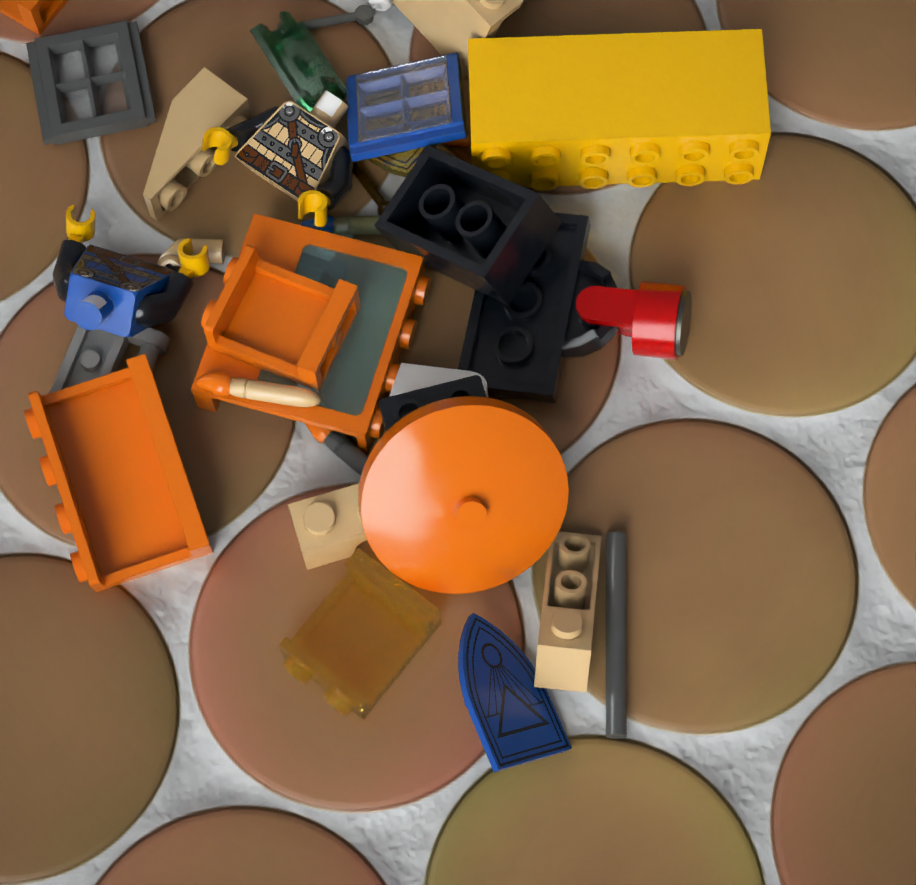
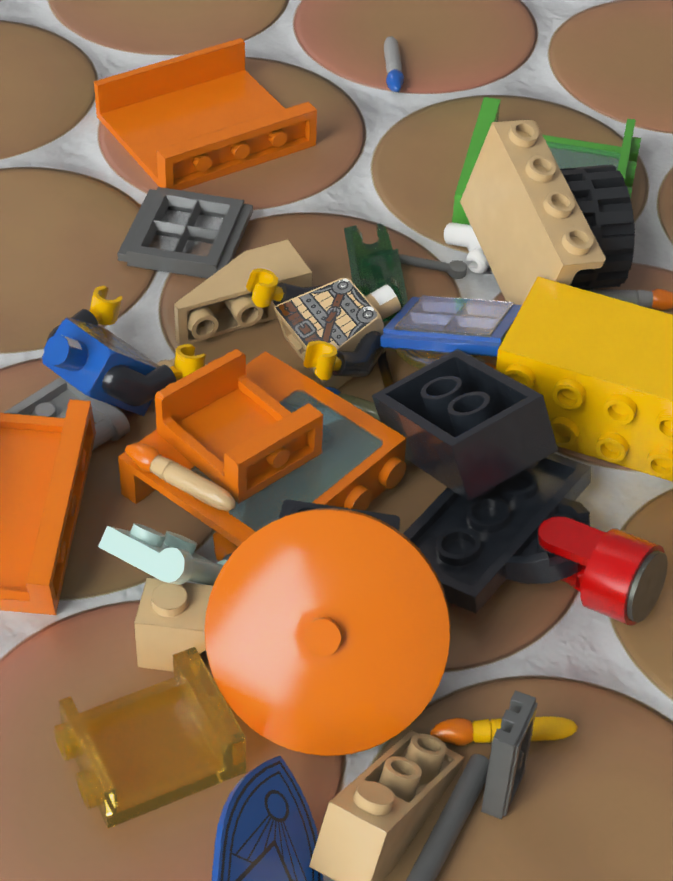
camera: 20 degrees right, 25 degrees down
(285, 474) = (160, 555): none -> light aqua plate
(591, 514) = (463, 731): none -> yellow piece
(645, 532) = (509, 755): none -> dark grey tile

